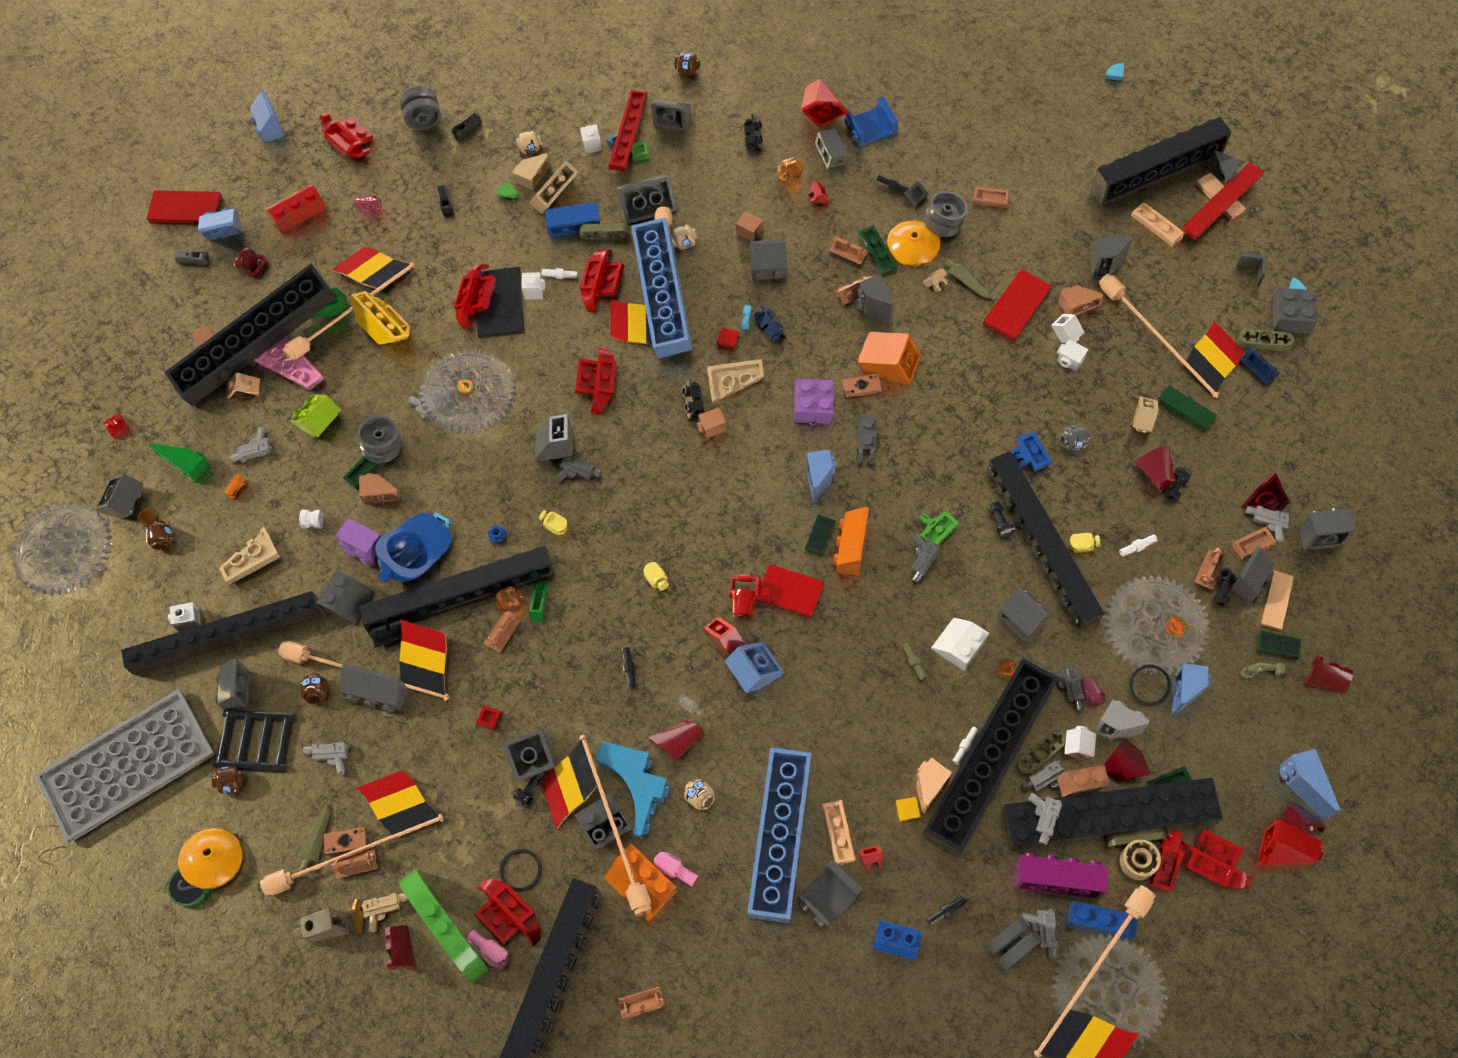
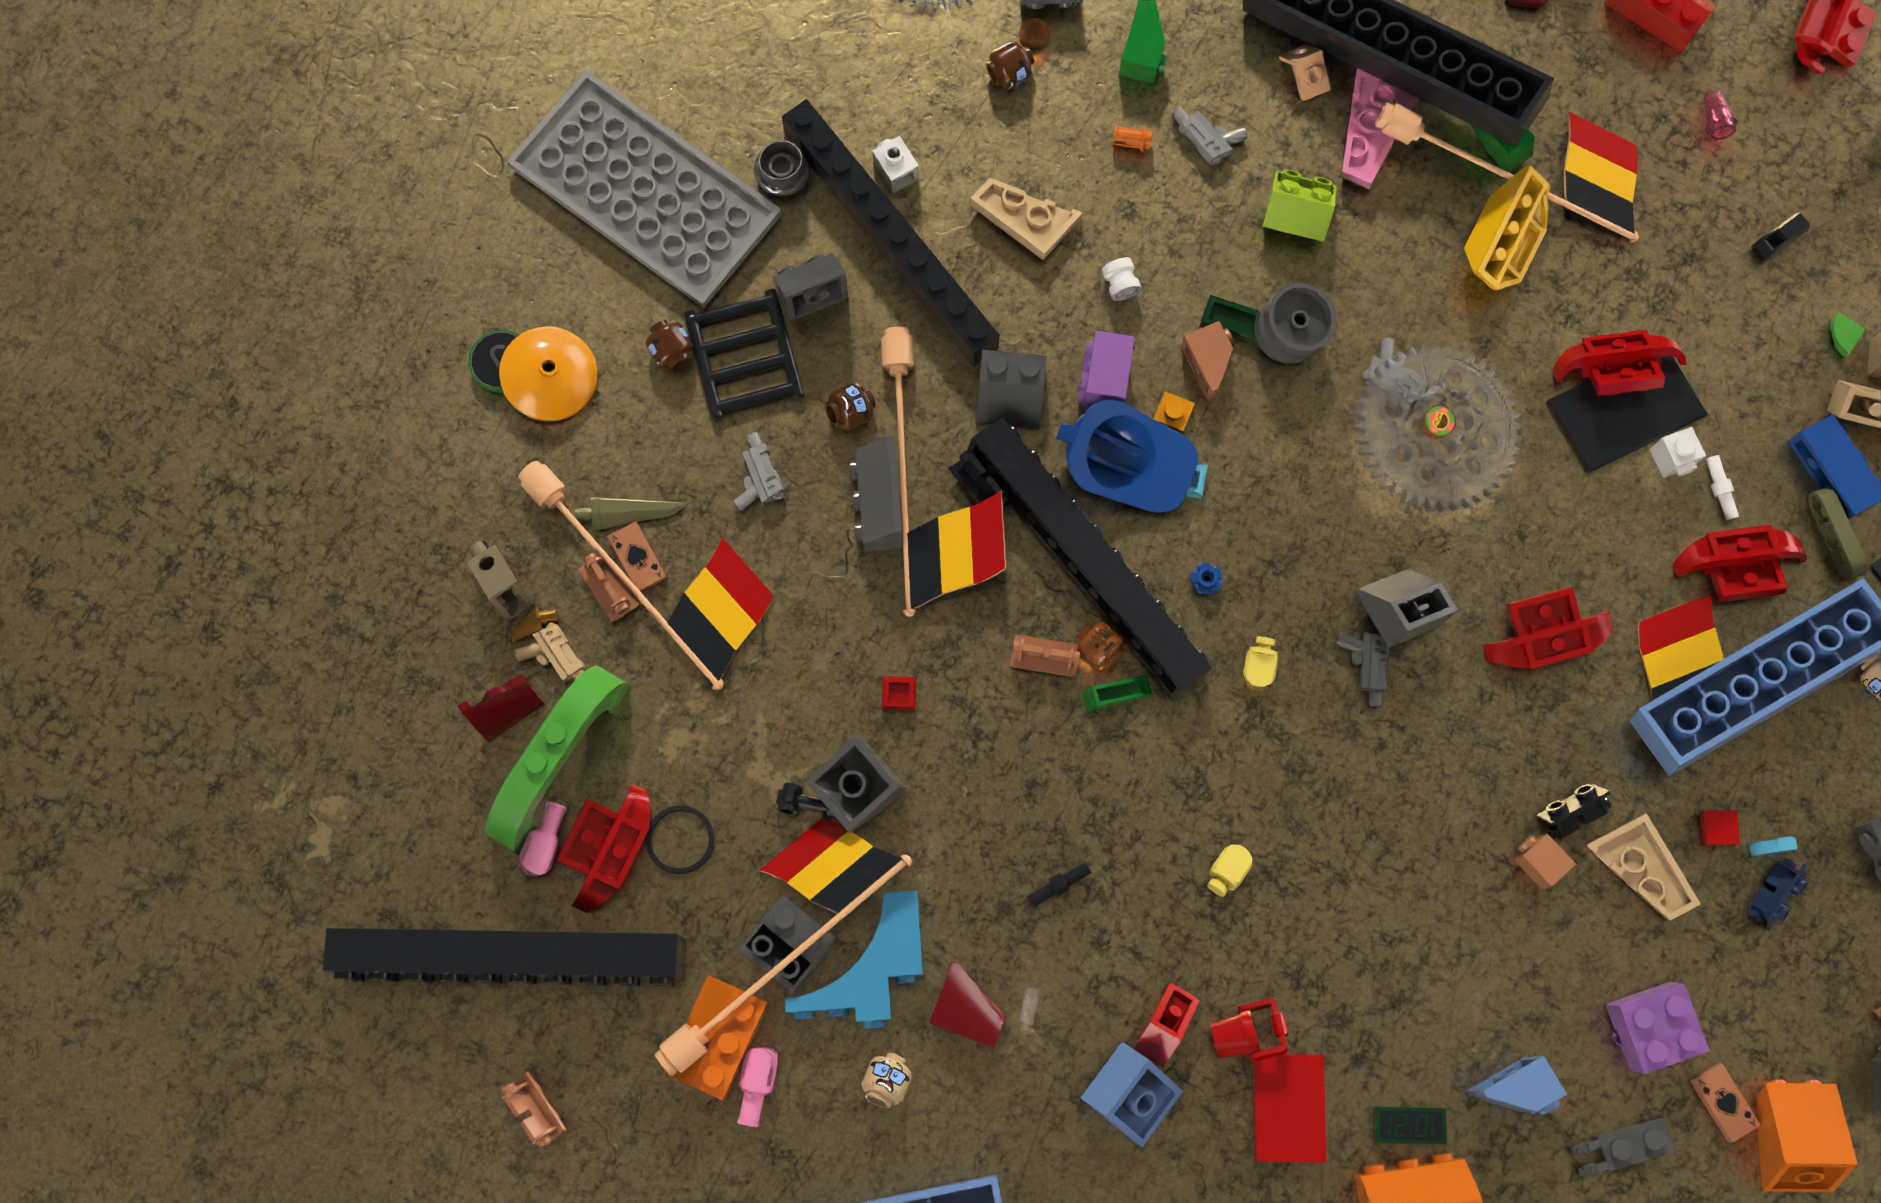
camera: 65 degrees right, 10 degrees up
(154, 680) = (781, 168): none -> flat silver piece
(397, 517) = (1174, 412): none -> light orange plate

